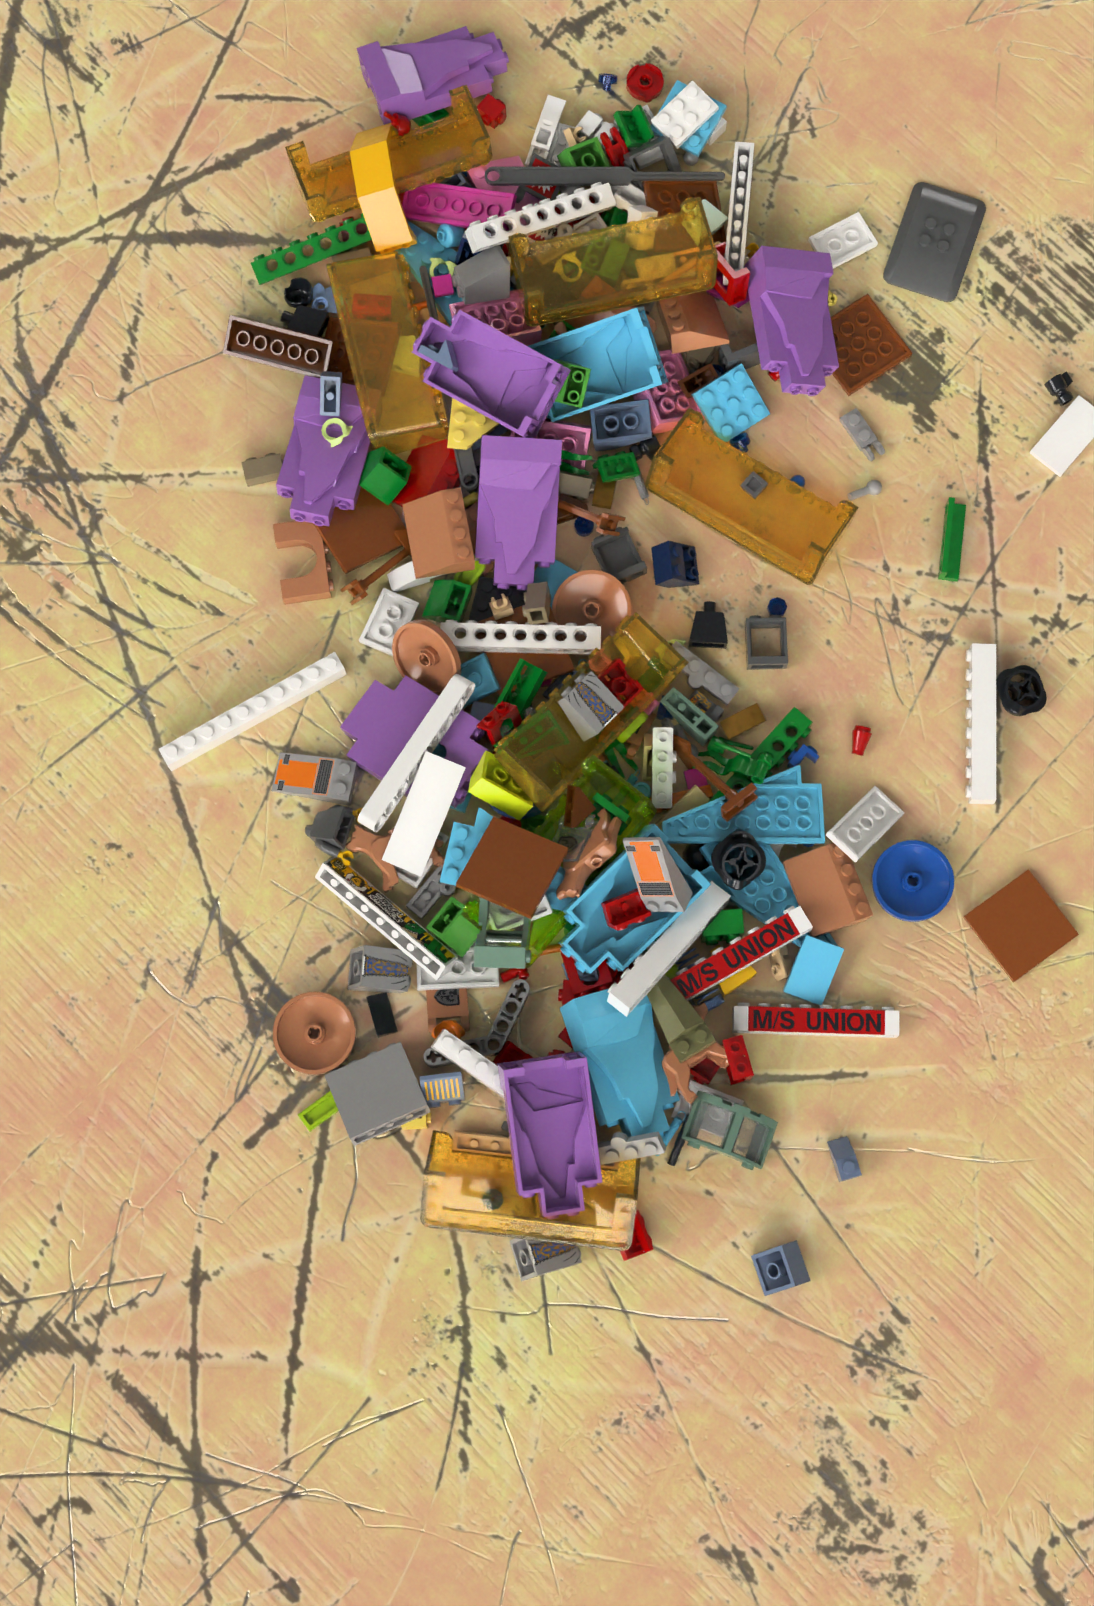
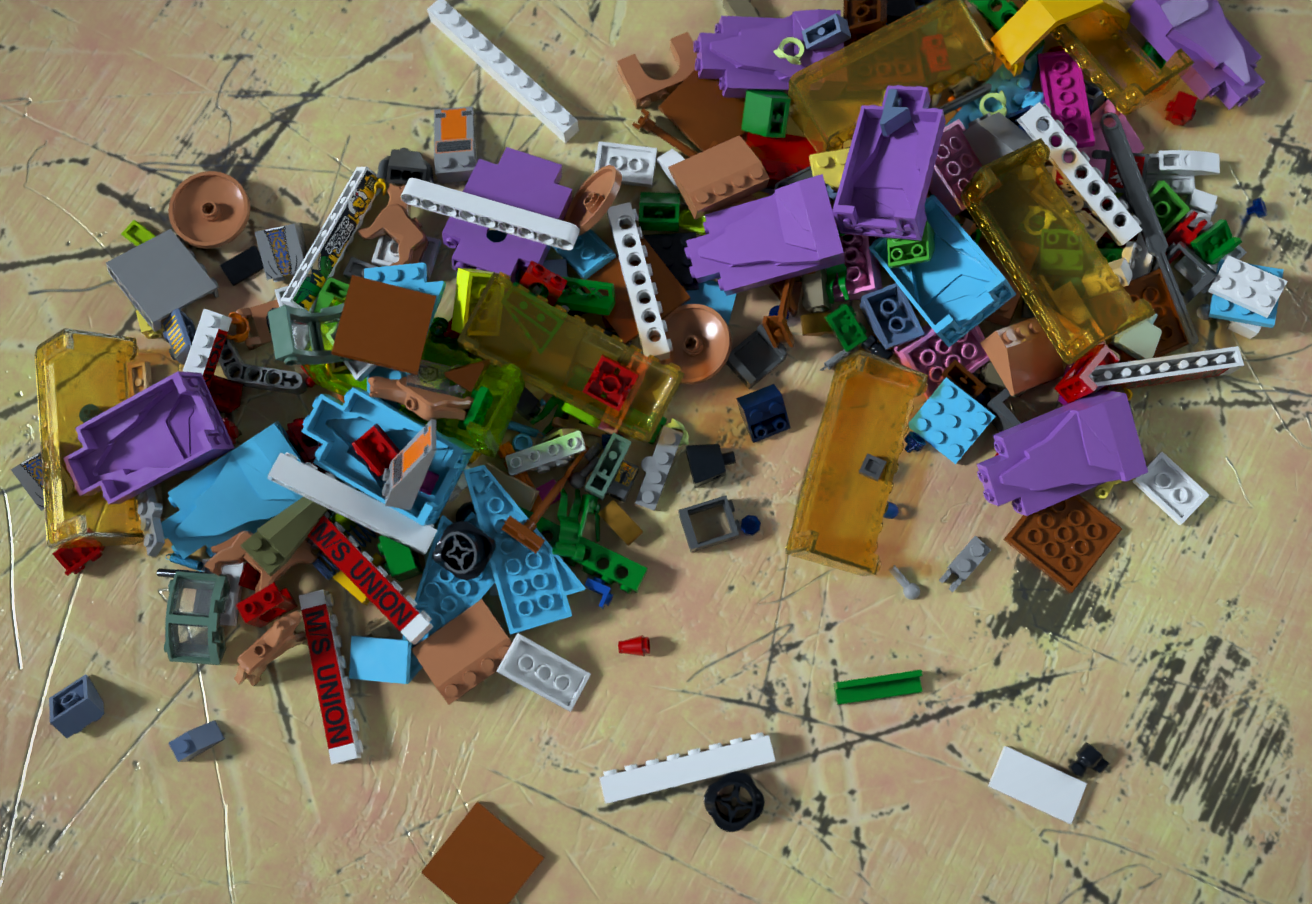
camera: 75 degrees right, 0 degrees up
(400, 122) = (1133, 23): red piece -> none
(423, 813) = (432, 238): white sticker -> none
(442, 285) = (976, 108): dark pink tile -> none
(501, 607) = (666, 257): tan tile -> none
(537, 603) = (676, 286): dark tan brick -> none
(572, 136) = (1183, 188): tan tile -> none
(589, 705) = (576, 356): light grey slope -> none
(645, 92) = (1266, 255): red plate -> none
(780, 1064) = (269, 647): none -> nougat animal
(912, 881) = (497, 737): blue dish -> none
(934, 242) = (1206, 584): dark grey wedge -> none

